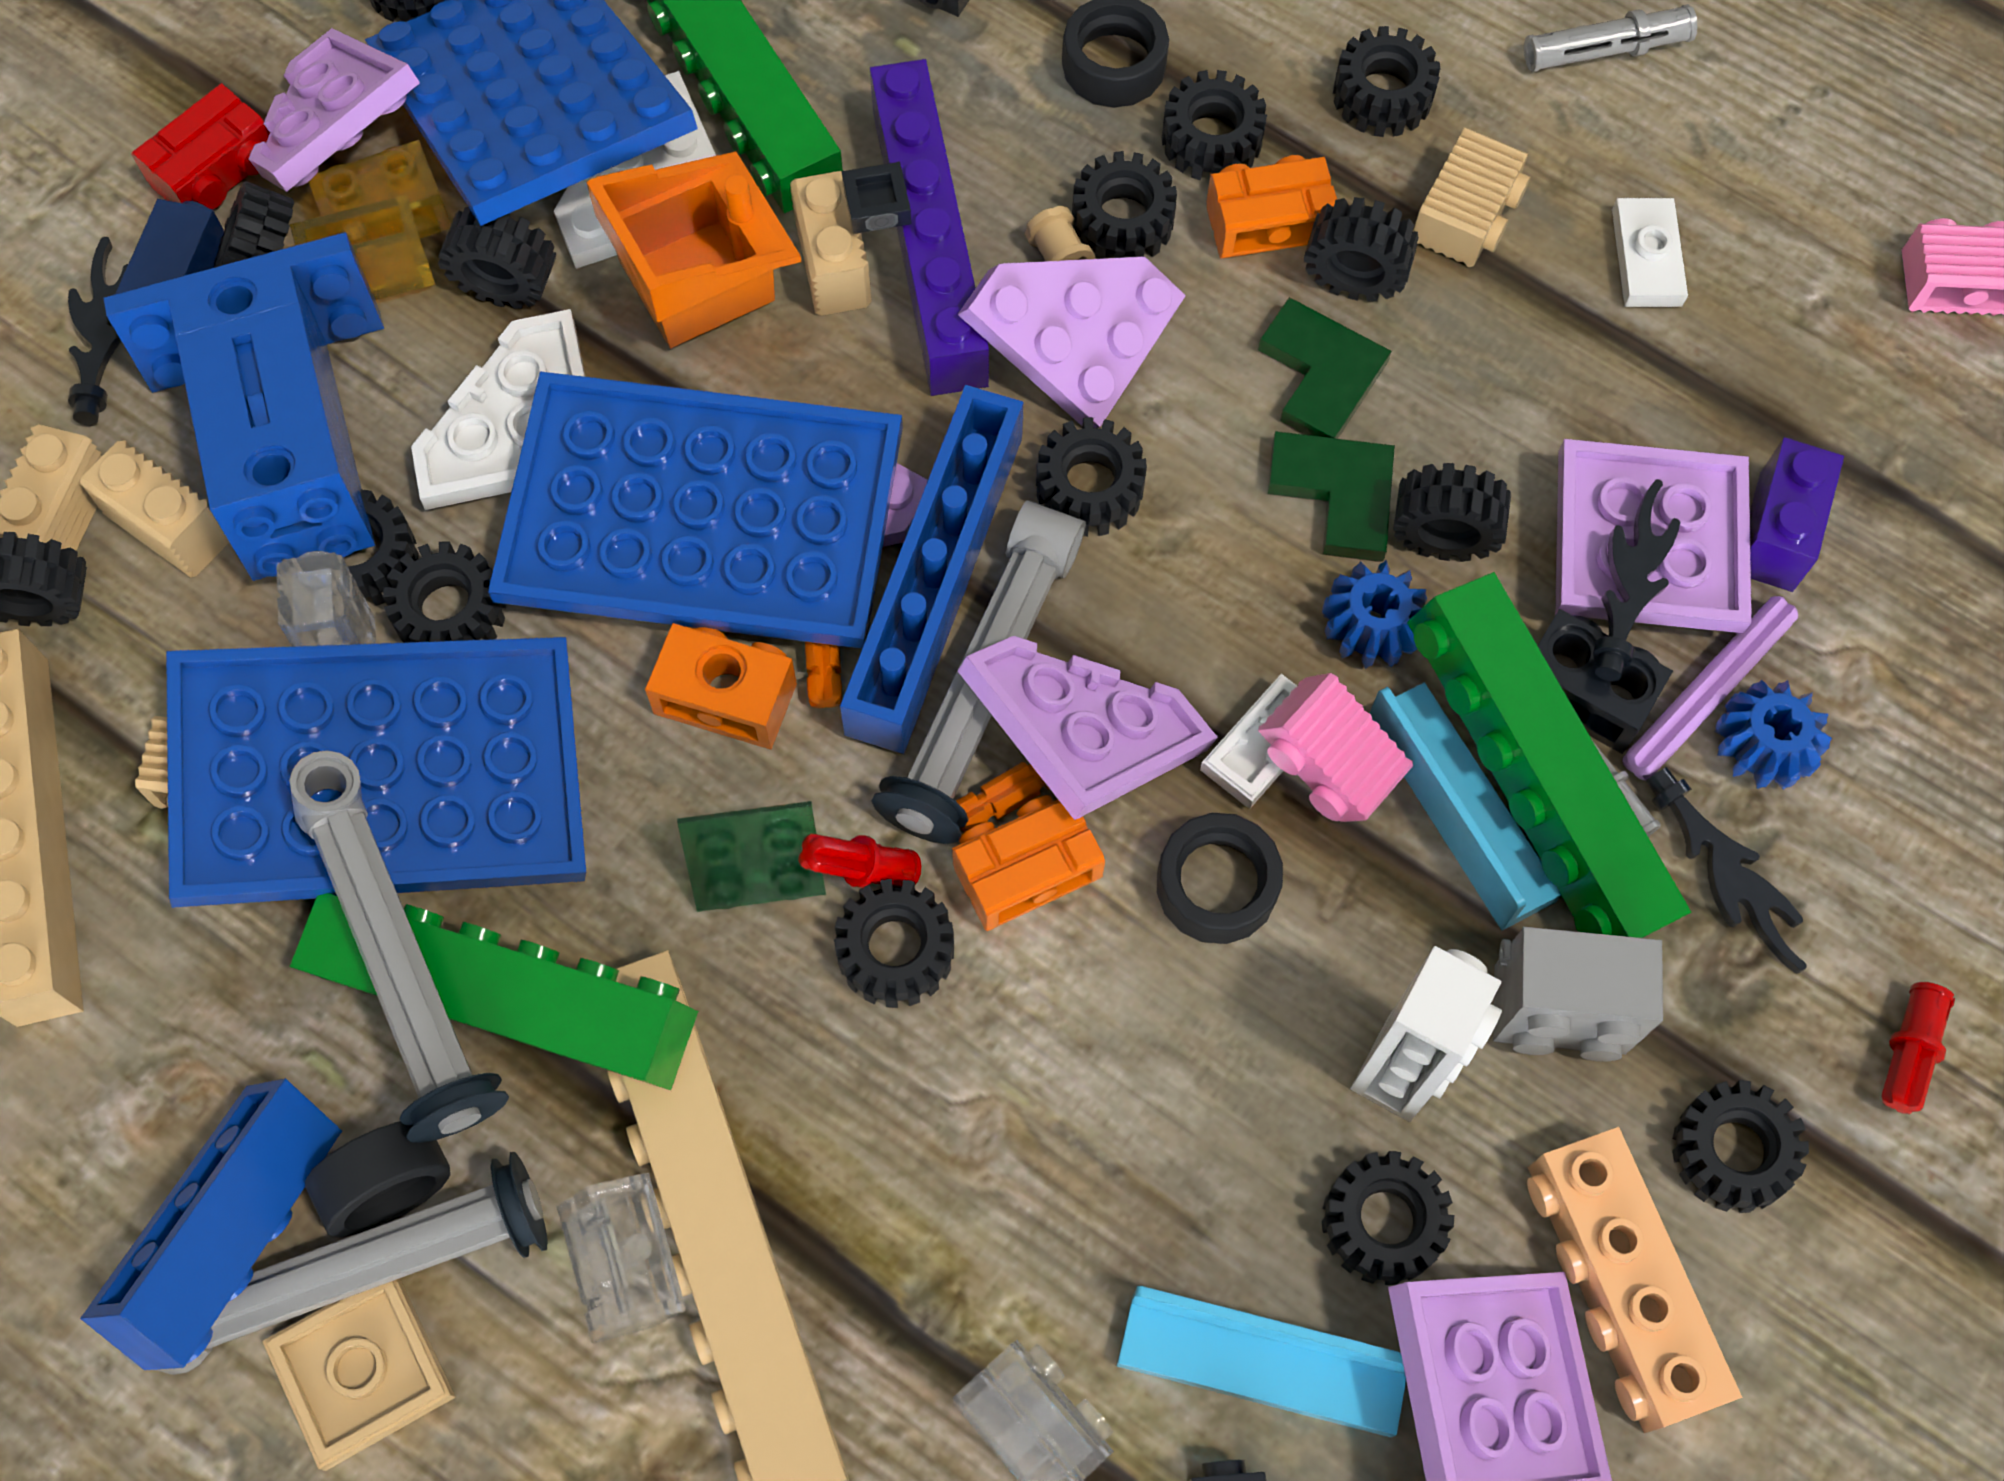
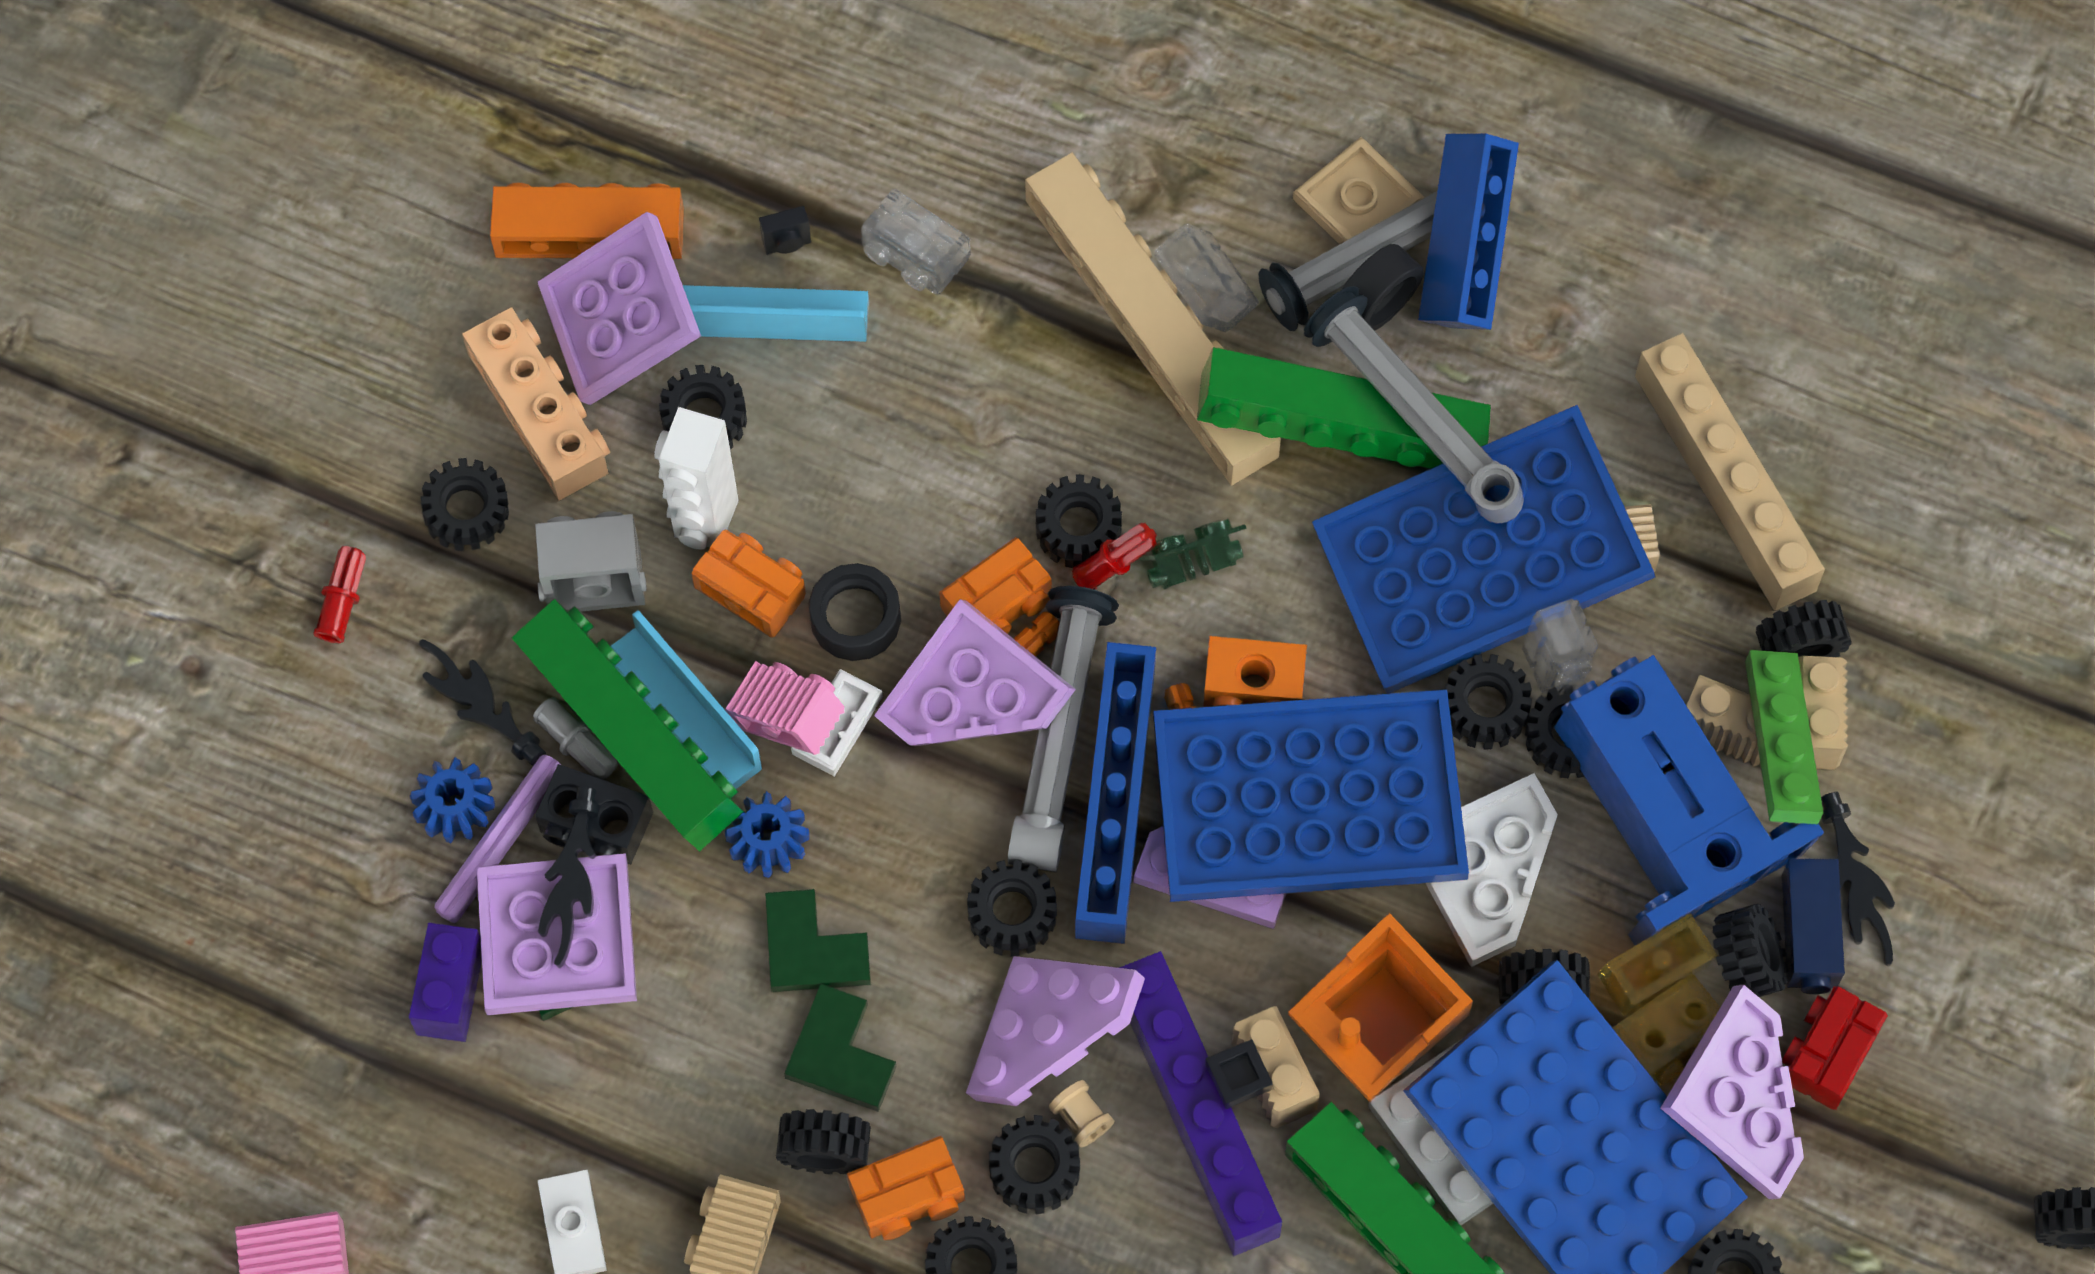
camera: 170 degrees right, 0 degrees up
(99, 422) = (1783, 737): none -> bright green plate
(1352, 944) = (749, 581): none -> orange brick
(1452, 512) = (718, 916): black tyre -> none

